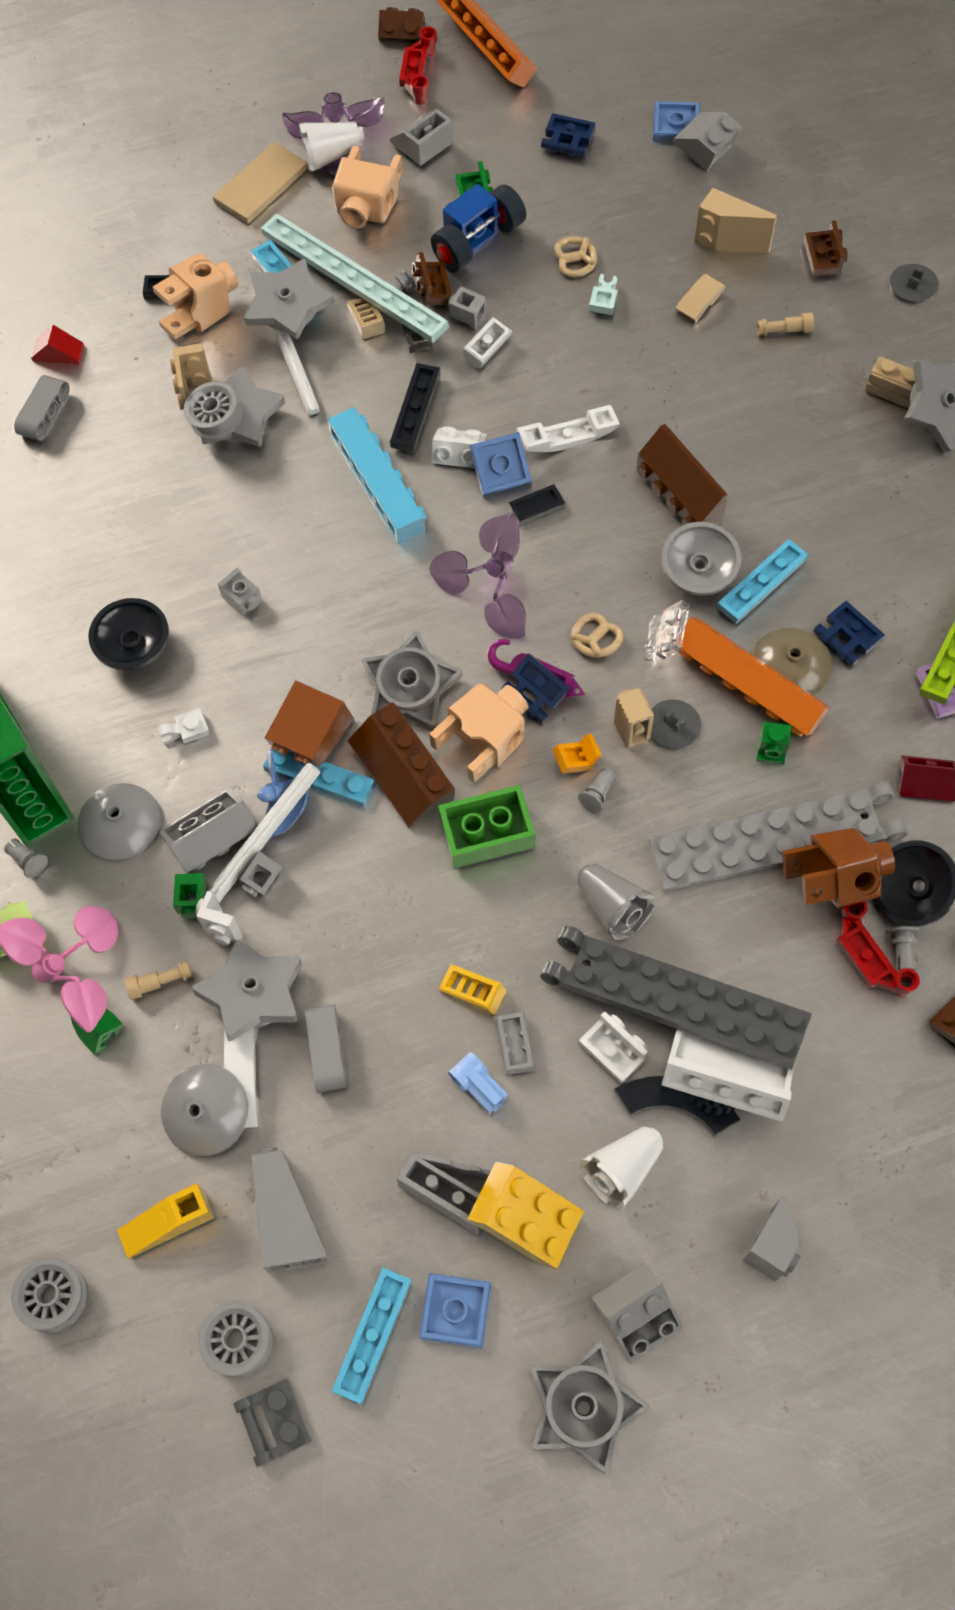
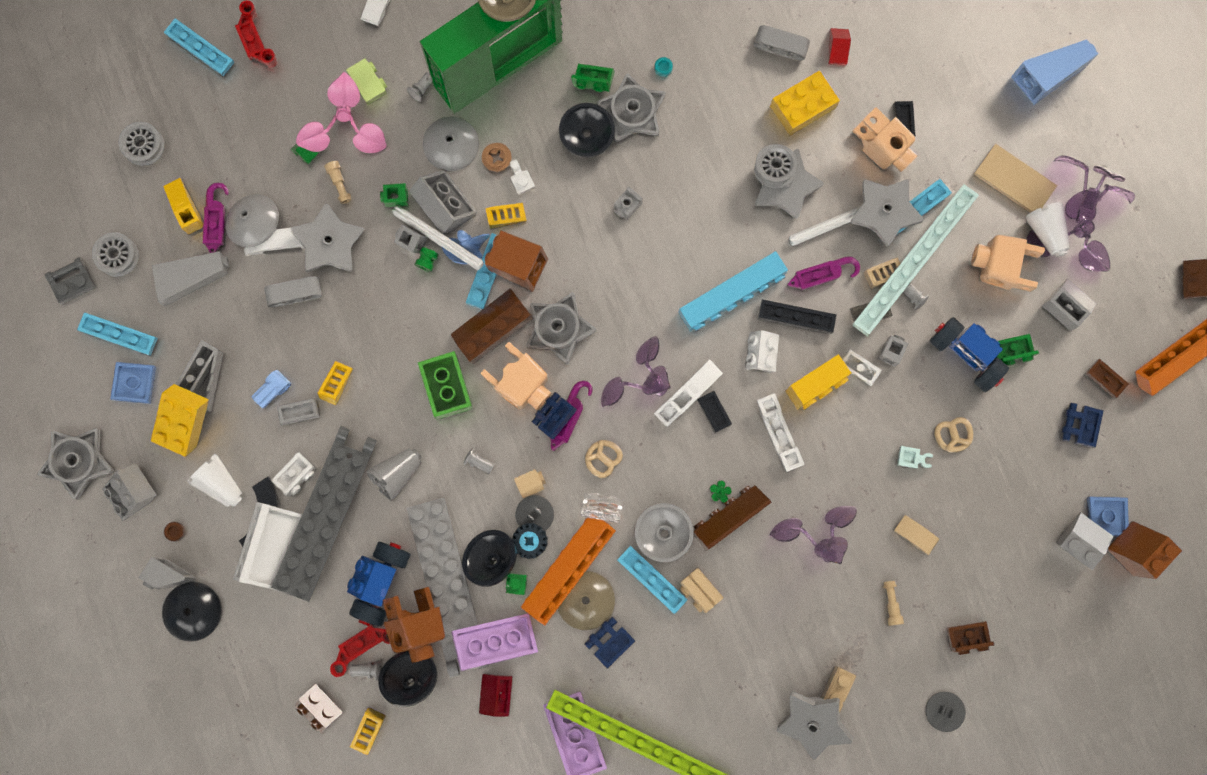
camera: 80 degrees right, 15 degrees up
(50, 547) = (663, 67): none -> teal tile
(52, 627) = (593, 77): none -> green bracket
(103, 578) = (633, 96): none -> light grey plate
(130, 384) = (804, 103): none -> yellow brick
(133, 130) = (1049, 71): none -> light blue slope
(149, 747) = (494, 149): none -> medium nougat gear
(185, 1171) = (214, 219): none -> magenta plate
(190, 370) = (813, 138): tan bracket -> none
(215, 922) = (370, 213): white bracket -> none
(238, 767) = (504, 208): none -> yellow slope
(293, 101) = (1092, 195): none -> clear purple plant
(294, 853) = (426, 259): none -> green wheel
(360, 378) = (822, 273): none -> magenta plate
(414, 65) = (1151, 293): red plate -> none
(431, 281) = (917, 322): reddish brown bracket -> none
(500, 463) = (745, 382): medium blue tile -> none
(506, 380) = (818, 383): none -> yellow brick
(513, 110) = (1107, 378): none -> reddish brown plate
(532, 548) = (688, 393): none -> white slope
(578, 755) = (504, 446): light orange bracket -> none
(643, 503) = (720, 492): none -> green plant
(700, 1240) = (174, 531): none -> reddish brown tile
(712, 735) = (535, 536): none -> black wheel
(720, 768) = (483, 552): none -> black dish
(721, 77) = (1144, 551): none -> dark orange slope
(726, 354) = (828, 549): none -> clear purple plant
(733, 224) = (986, 557): tan slope -> none
(776, 524) = (700, 590): none -> tan brick
(778, 925) = (373, 581): none -> brick
(827, 1235) = (204, 615): none -> black dish
(858, 768) = (494, 642): none -> lavender plate

